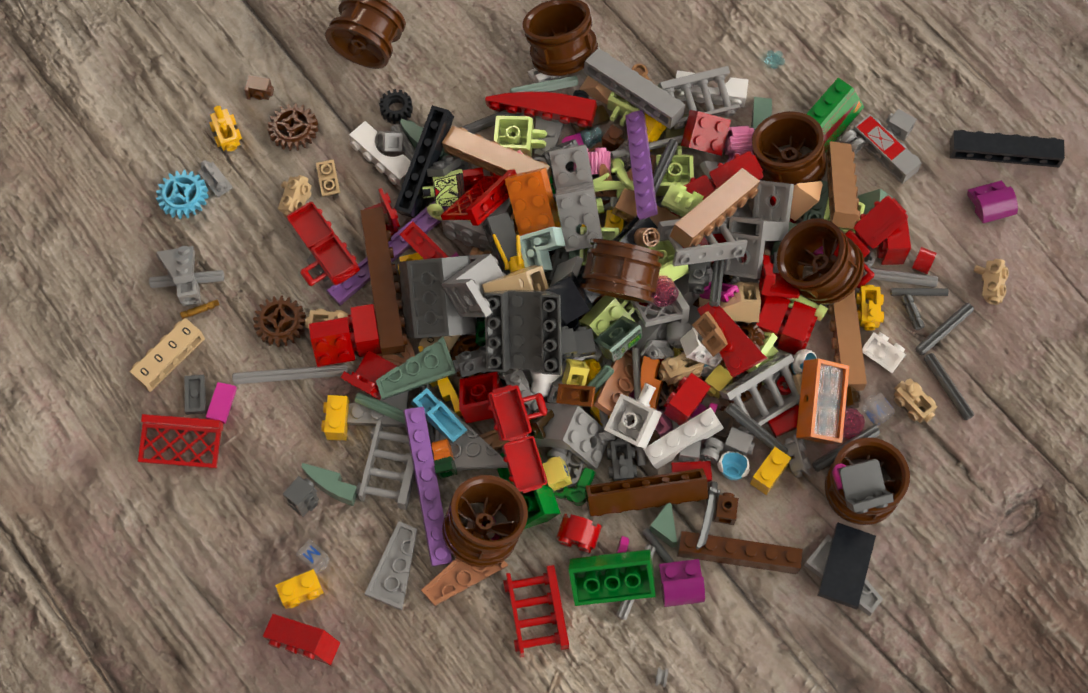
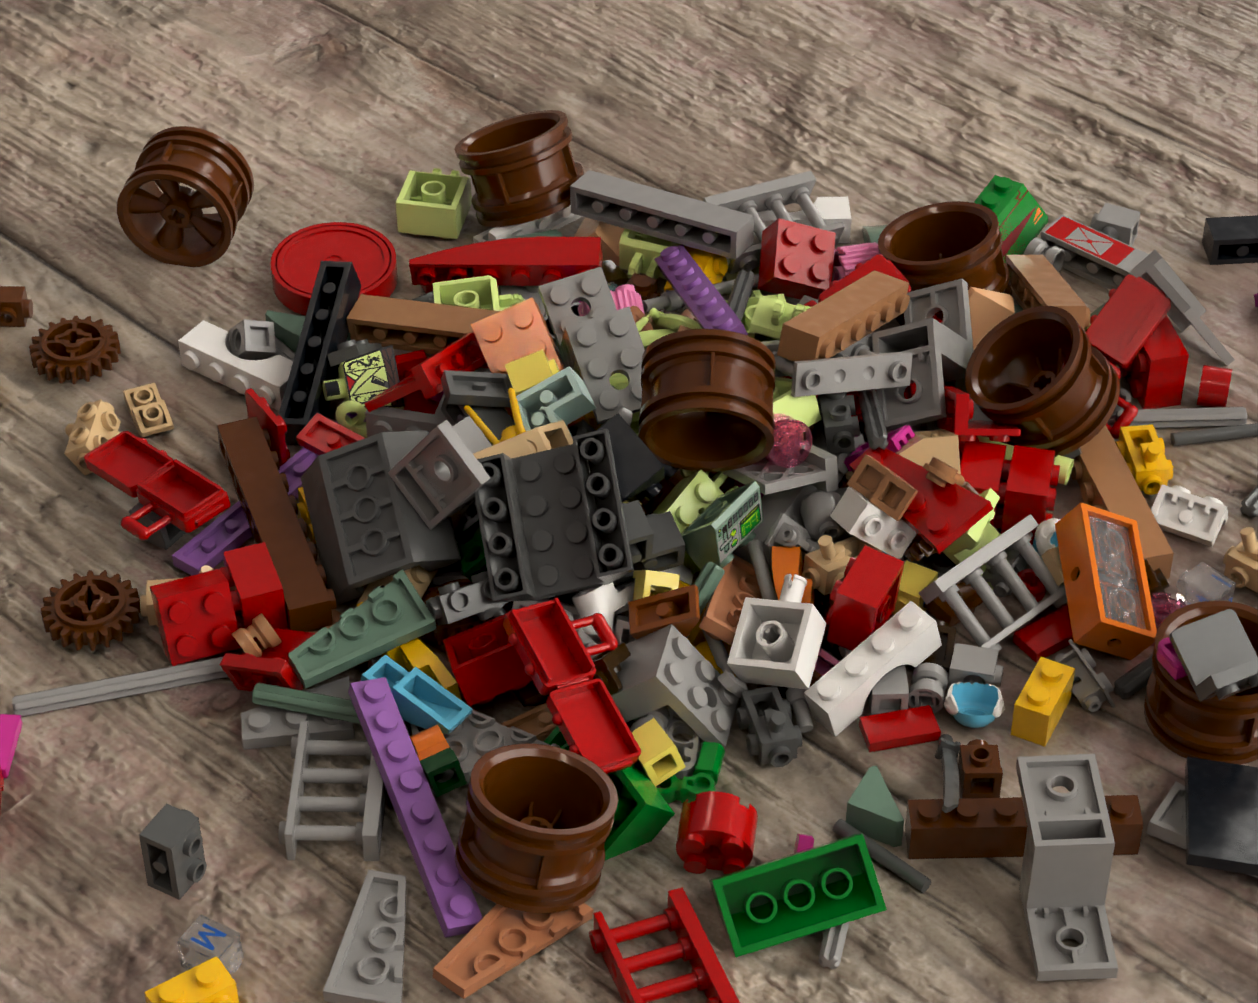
camera: 10 degrees left, 25 degrees down
(331, 484) = (234, 837): sand green slope -> none
(335, 423) = (221, 732): yellow brick -> none
(362, 361) = (263, 631): none -> medium nougat wheel
(396, 97) = (251, 300): black tyre -> none
(445, 83) = (300, 254): none -> red brick
(501, 224) = (476, 388): none -> dark grey plate
(507, 45) = (433, 204): none -> yellowish green hinge
(533, 222) = (530, 371): none -> light yellow brick
(646, 492) = (829, 759): reddish brown brick -> none
(682, 583) = (930, 891): magenta brick -> none
(743, 333) = (942, 473): none -> medium nougat plate
(752, 592) = (1066, 867): none -> light grey bracket
(754, 428) = (989, 632): dark grey axle -> none
(774, 59) = (882, 178): clear light blue plant -> none
(913, 312) = (1219, 460): dark grey axle -> none
(918, 208) = (1184, 306): none -> light grey fence

